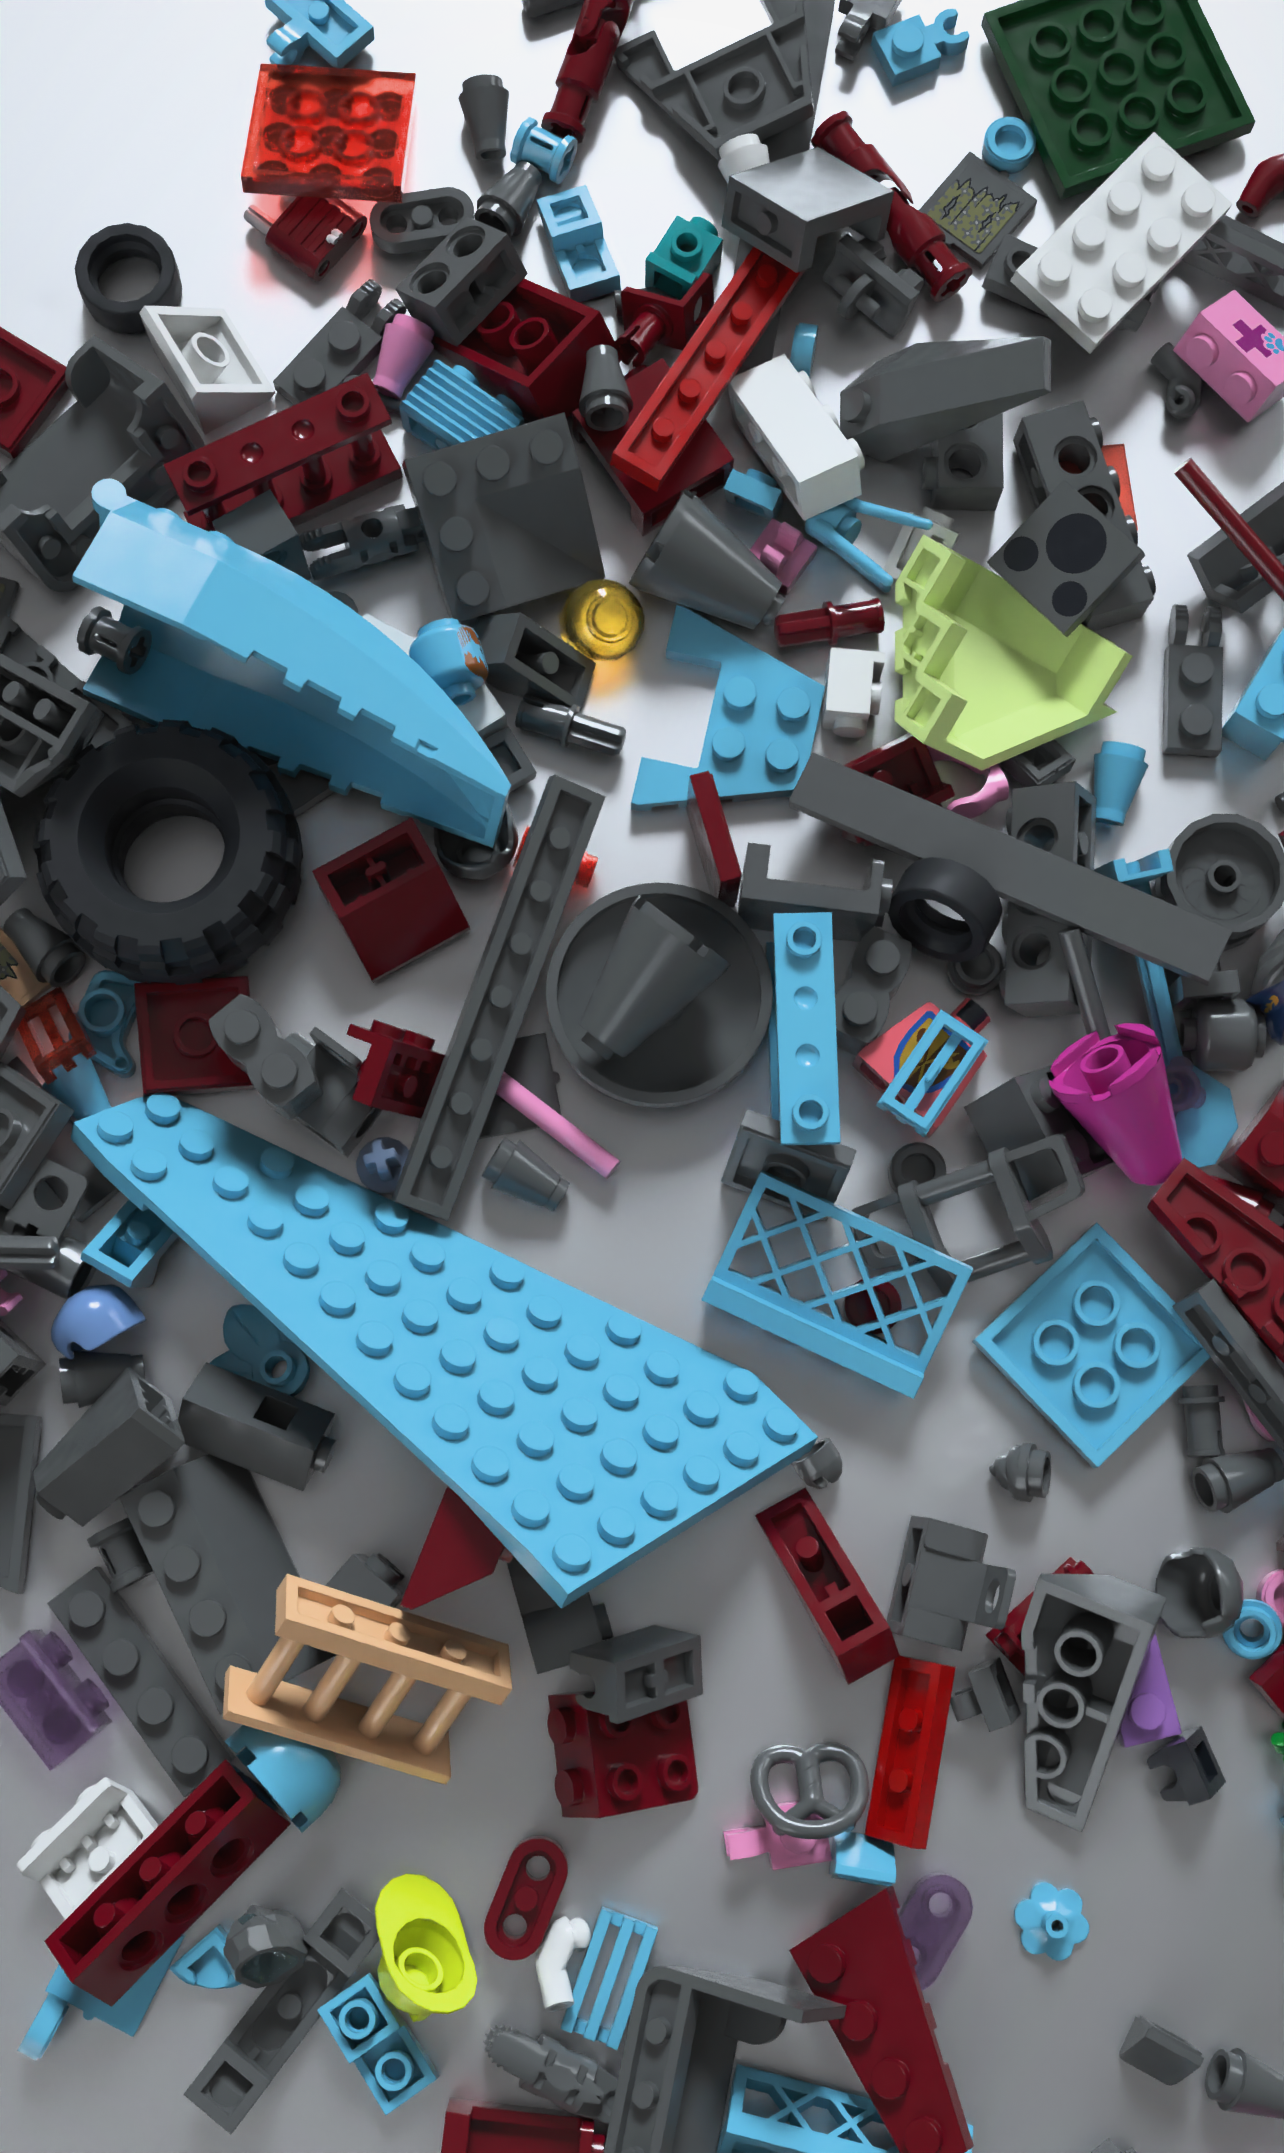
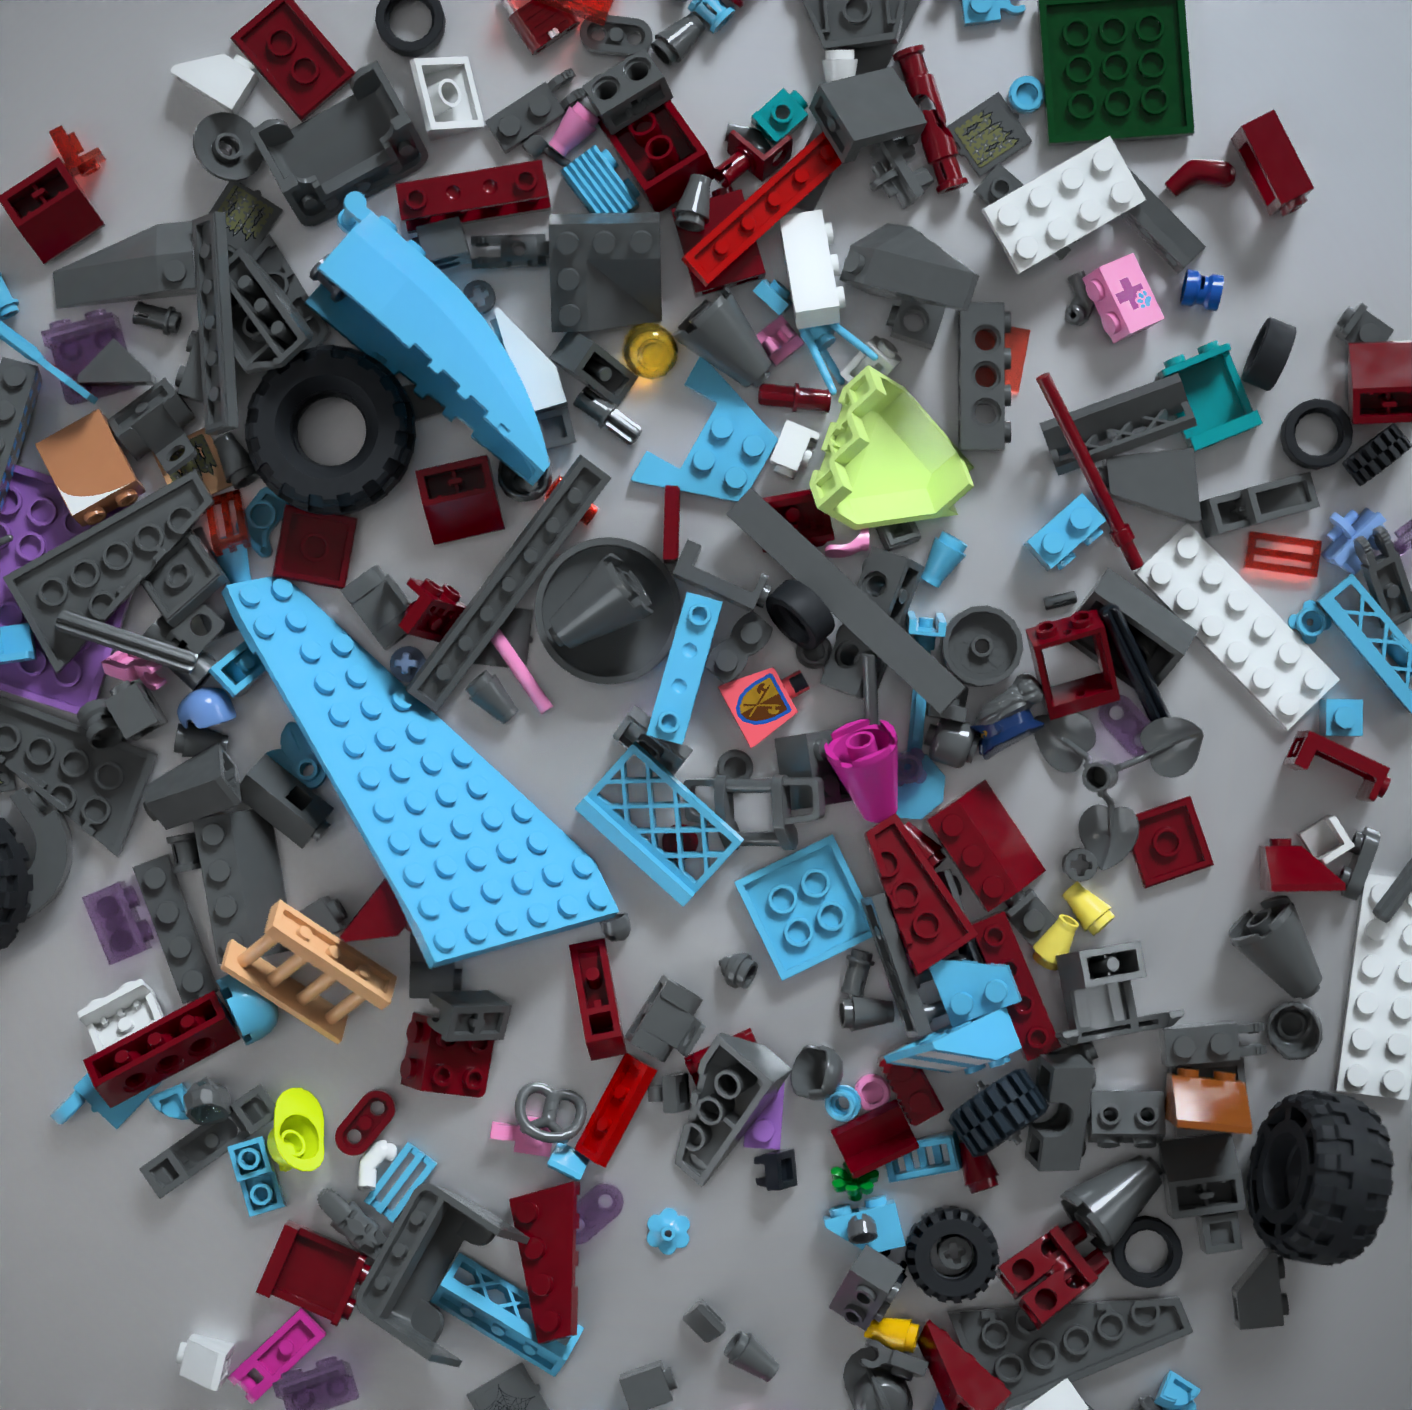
camera: 20 degrees right, 10 degrees up
(273, 1064) = (350, 571): dark grey brick -> none
(451, 658) = (539, 360): medium azure head -> none
(578, 244) = (715, 82): medium azure slope -> none
(804, 347) = (838, 205): medium azure tile -> none
(905, 1112) = (783, 694): medium azure tile -> none
(1066, 558) = (954, 407): dark grey tile -> none
(1193, 686) = (1016, 510): dark grey hinge -> none

